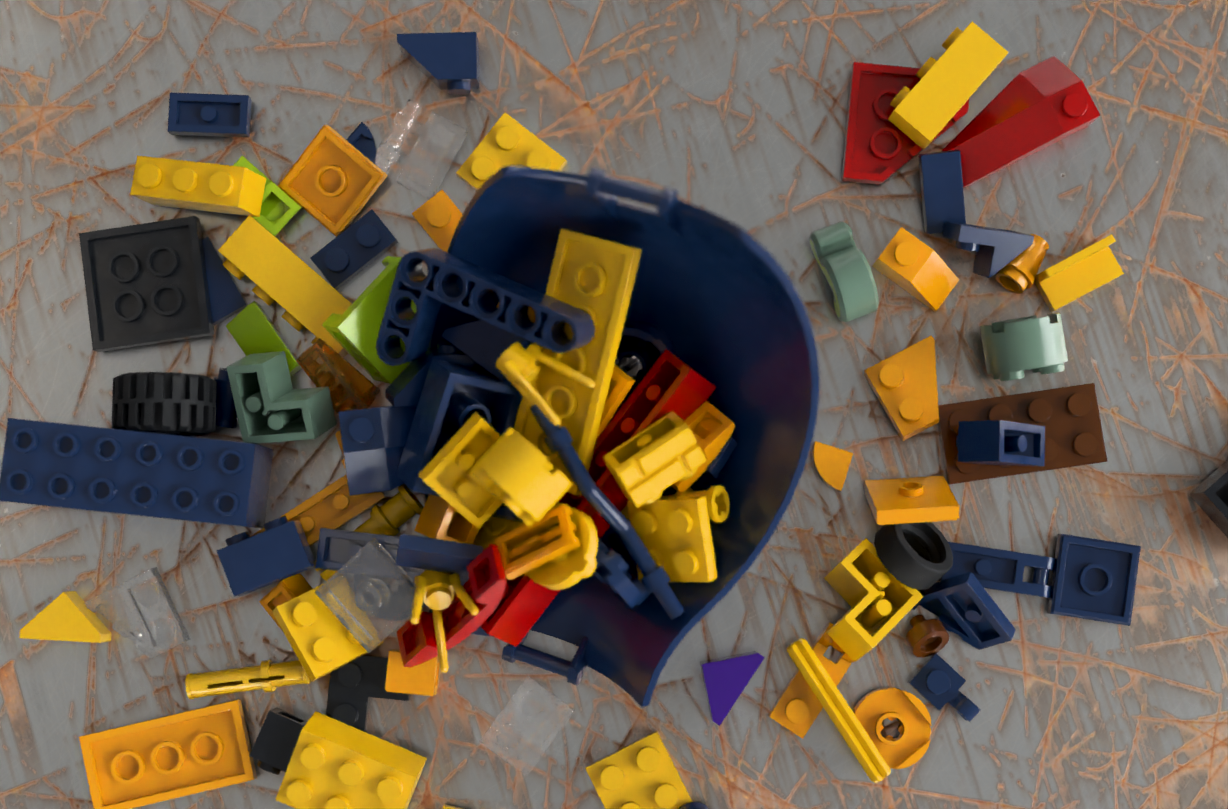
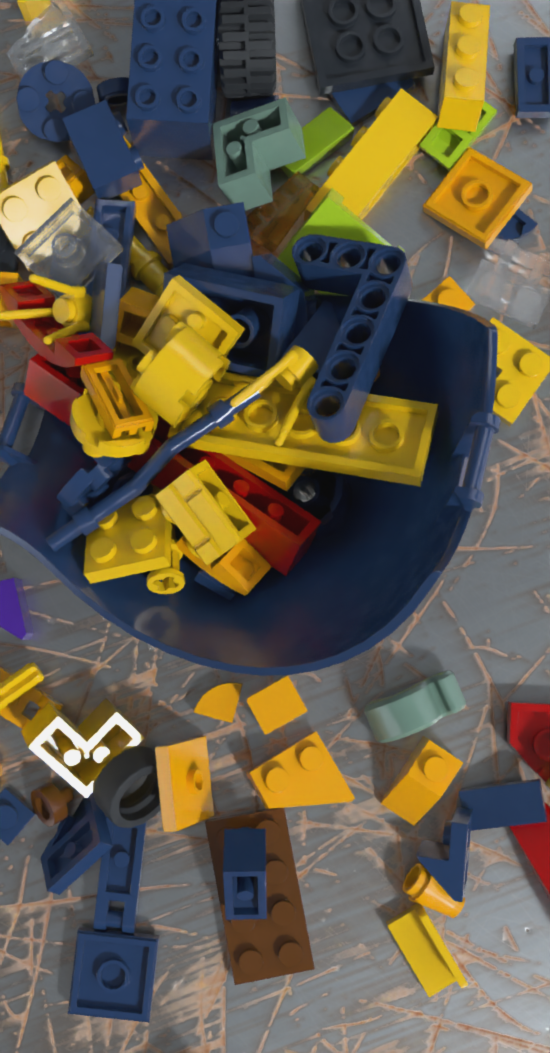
camera: 85 degrees right, 0 degrees up
(183, 604) = (57, 78): none -> dark blue plate
(198, 544) = (114, 91): none -> dark blue tile
(354, 249) = (410, 224): dark blue plate -> none
(839, 407) = (276, 704): none -> light orange panel
(1024, 345) = (347, 895): sand green brick -> none

